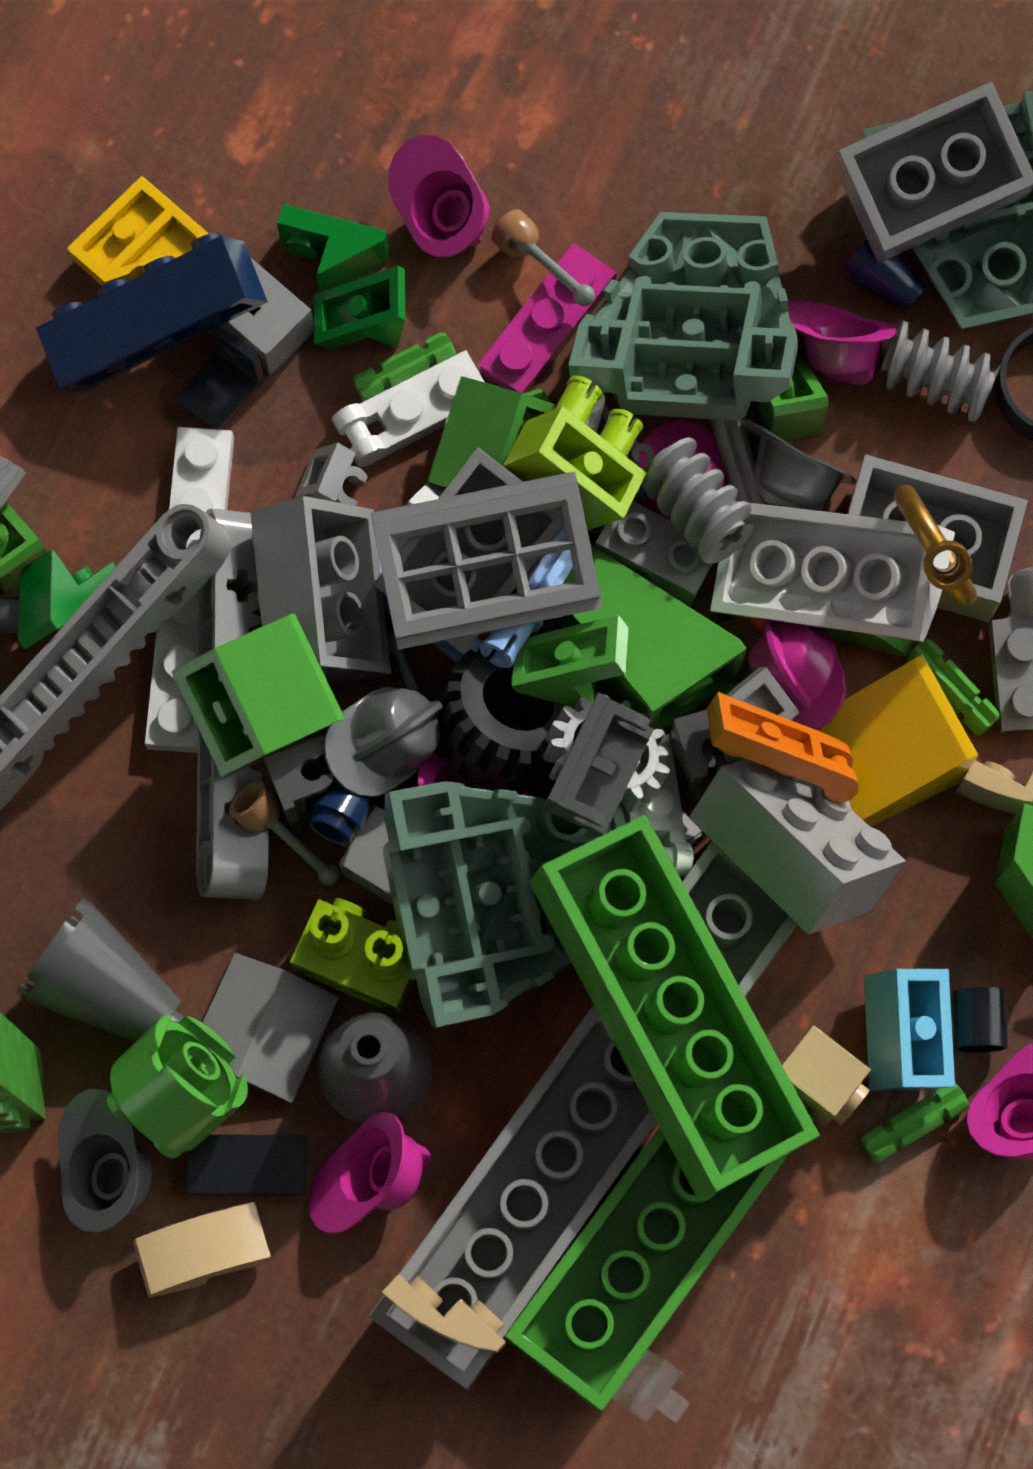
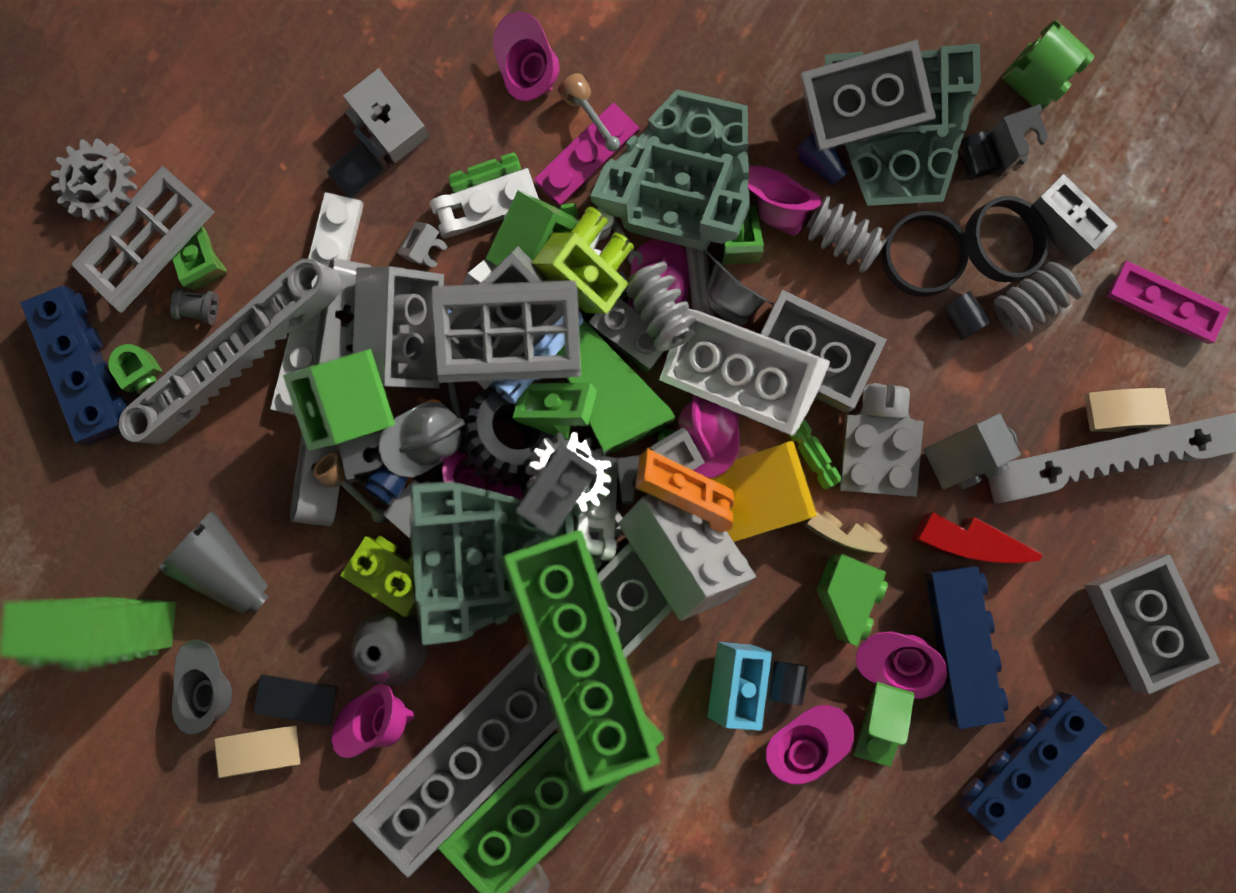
camera: 10 degrees right, 10 degrees up
(52, 595) = (219, 303): green slope -> none
(132, 234) = (318, 53): yellow wing -> none
(151, 312) = (314, 111): dark blue brick -> none
(176, 1084) = (252, 647): bright green brick -> none
(270, 1024) = (320, 611): light grey slope -> none
(345, 246) = (456, 82): green slope -> none
(361, 310) = (459, 130): green slope -> none
(467, 1326) = (410, 843): tan slope -> none
(826, 1078) = (674, 711): tan brick -> none
(914, 1123) = (731, 743): bright green axle -> none
(957, 575) = (805, 347): pearl gold piece -> none

